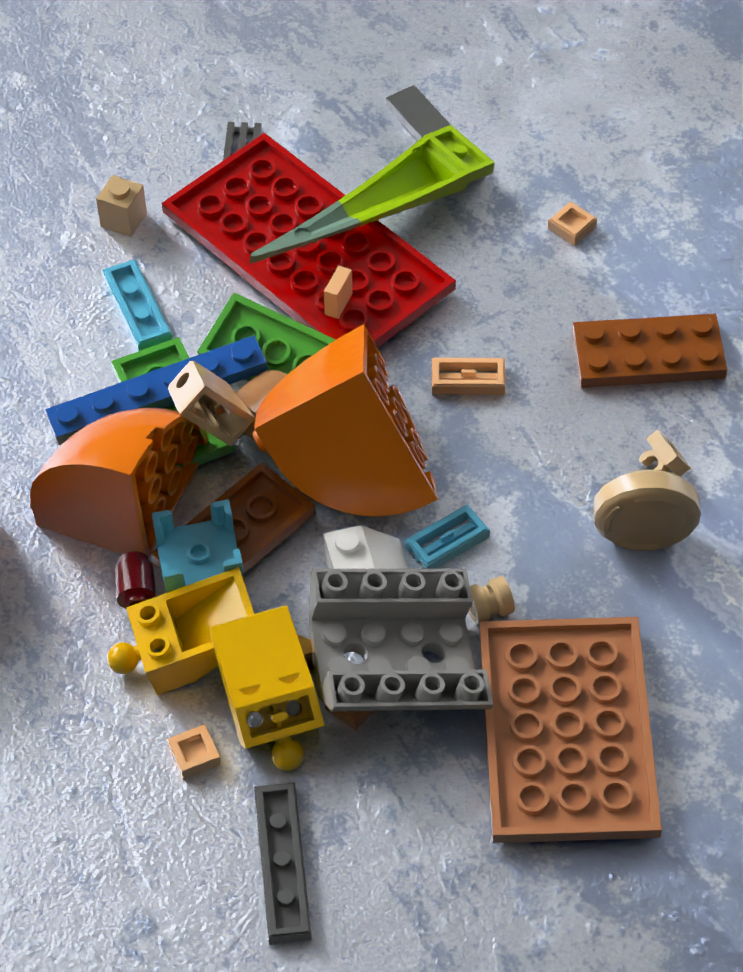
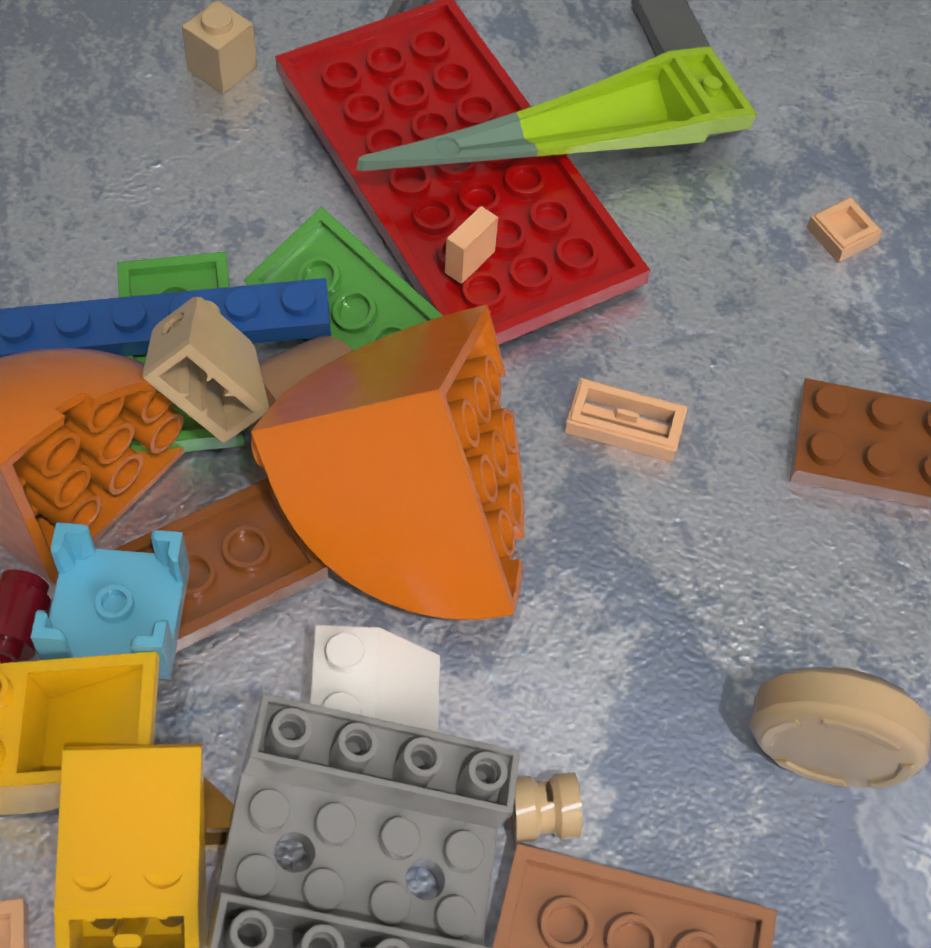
camera: 10 degrees right, 5 degrees up
(136, 305) = (190, 191): medium azure tile -> none
(452, 542) = (520, 697): medium azure tile -> none
(665, 453) = (895, 634): tan tile -> none

